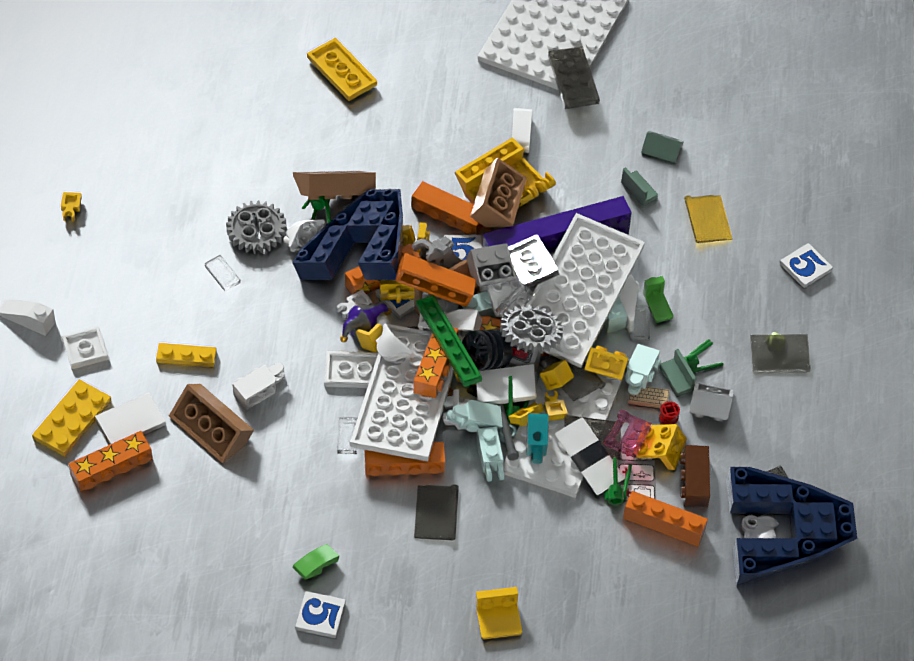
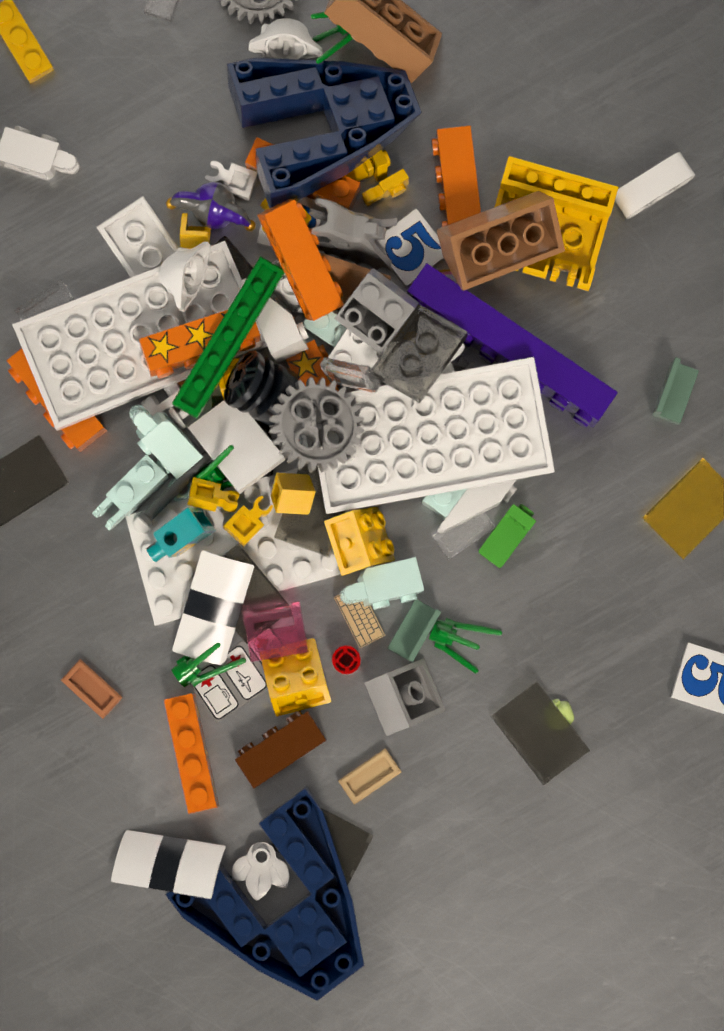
camera: 60 degrees right, 30 degrees up
(587, 549) = (92, 688): none -> nougat tile
(722, 565) = (167, 863): none -> white sticker
(743, 447) = (369, 776): none -> tan tile

